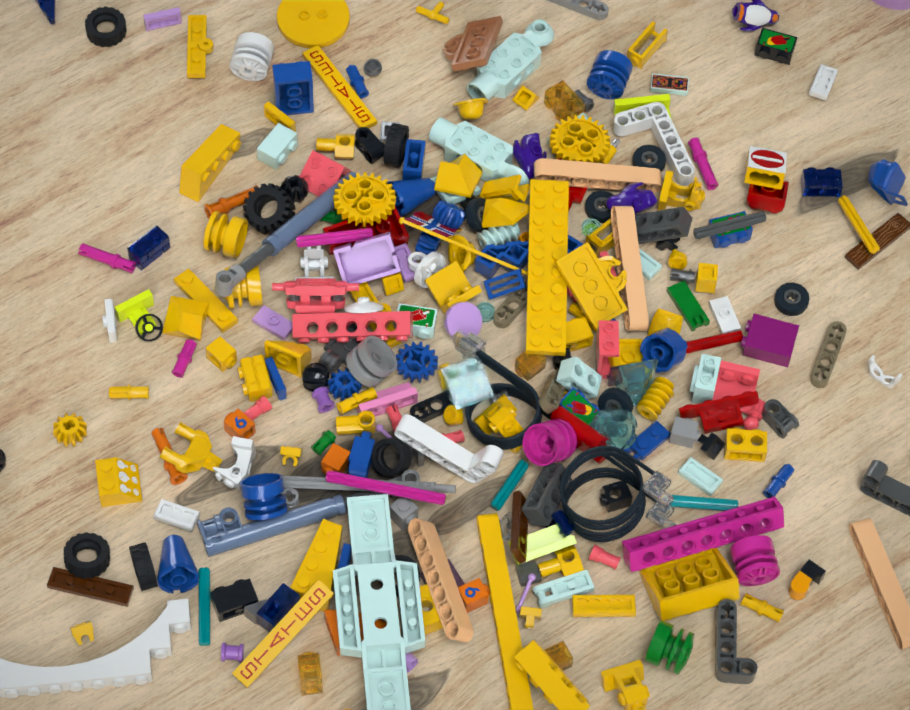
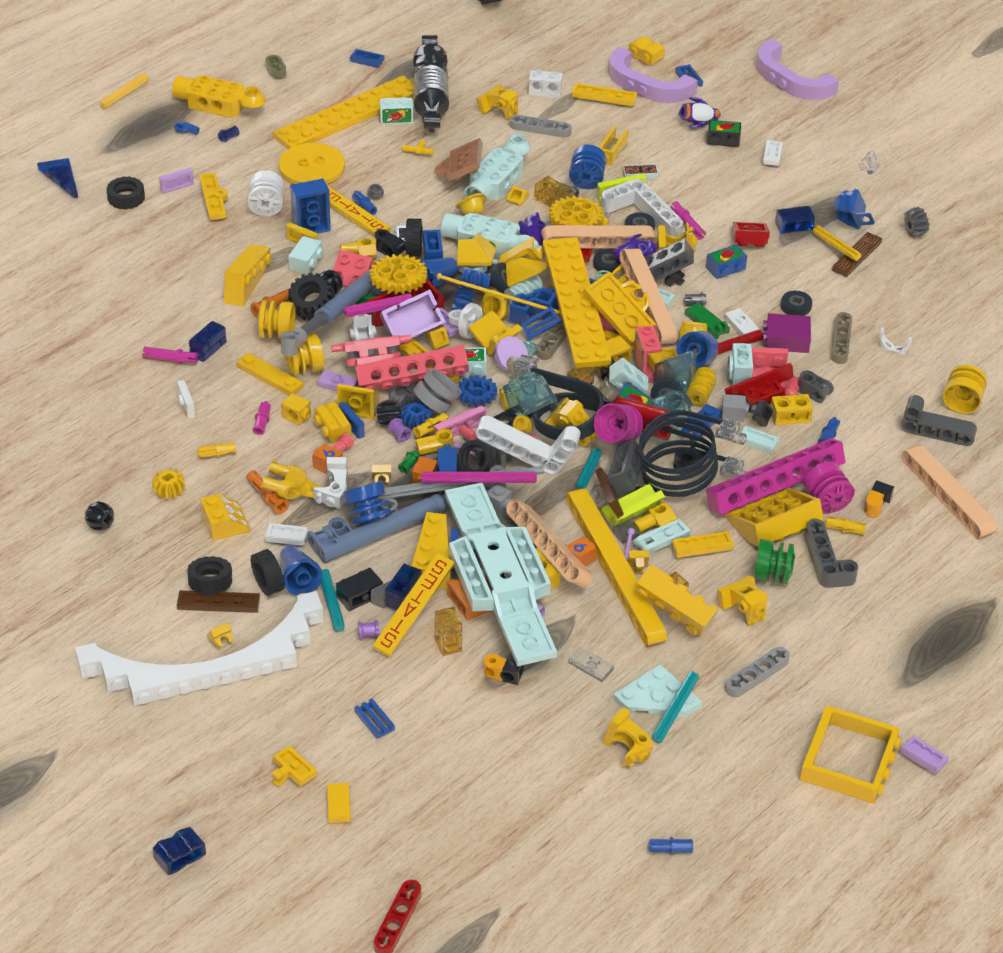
camera: 10 degrees left, 15 degrees down
(137, 312) = (208, 390): neon yellow piece -> none
(185, 318) = (255, 388): yellow slope -> none
(363, 306) = (419, 348): white dish -> none
(562, 523) = (650, 486): clear blue pin -> none
(599, 555) = (686, 507): coral pin -> none
(677, 259) = (687, 287): yellow tile -> none
(703, 503) = (760, 458): teal axle -> none
(706, 278) = (718, 295): yellow brick -> none
(729, 225) = (726, 253): dark grey axle -> none
(765, 167) = (744, 213): piece -> none

